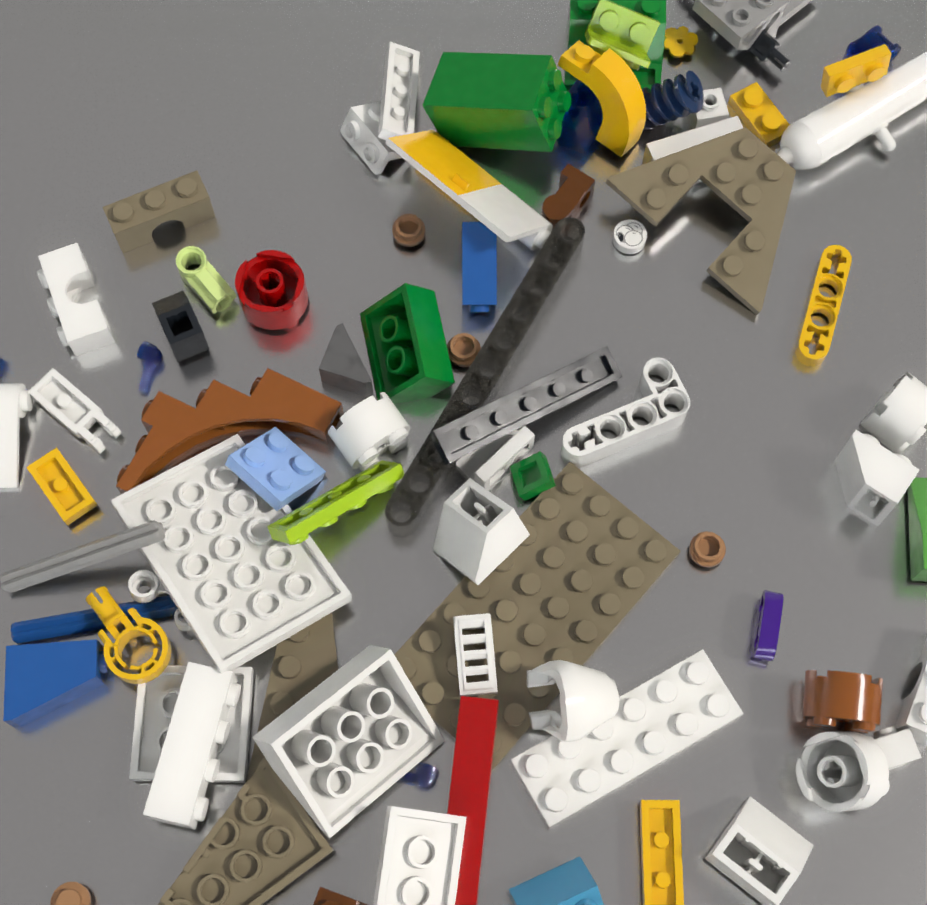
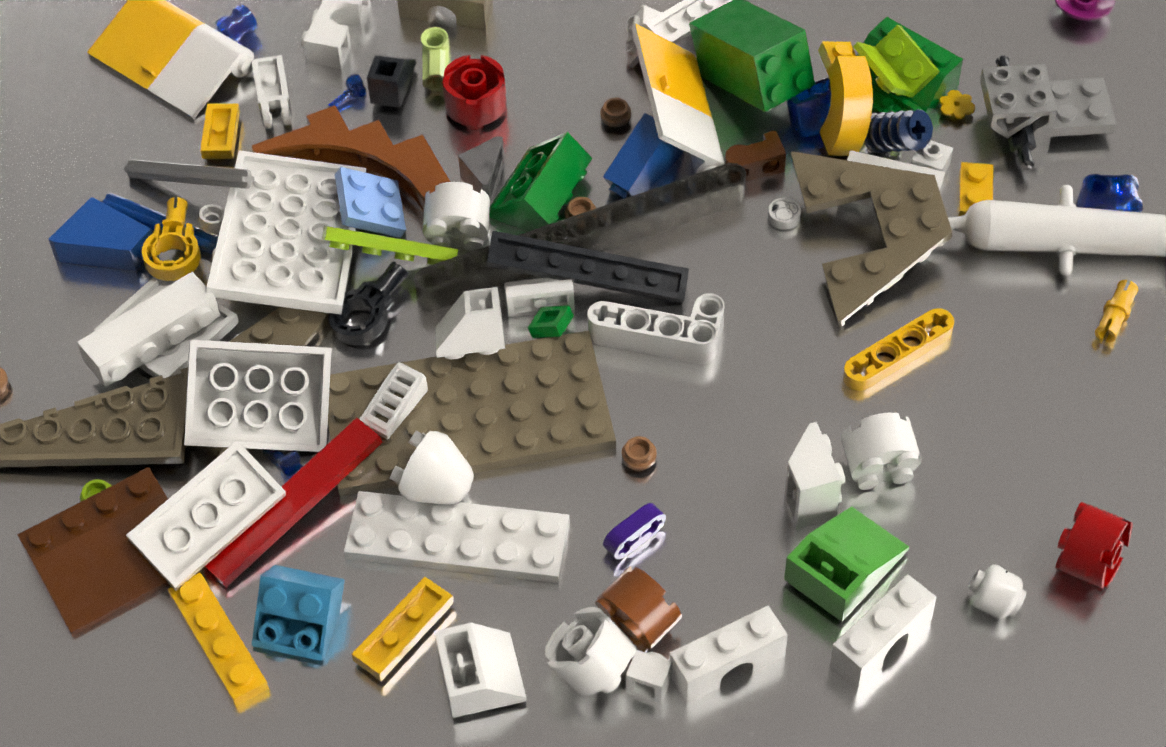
camera: 40 degrees right, 15 degrees down
(360, 548) = (371, 297): none -> black pin
(855, 70) = (1068, 186): yellow plate -> none

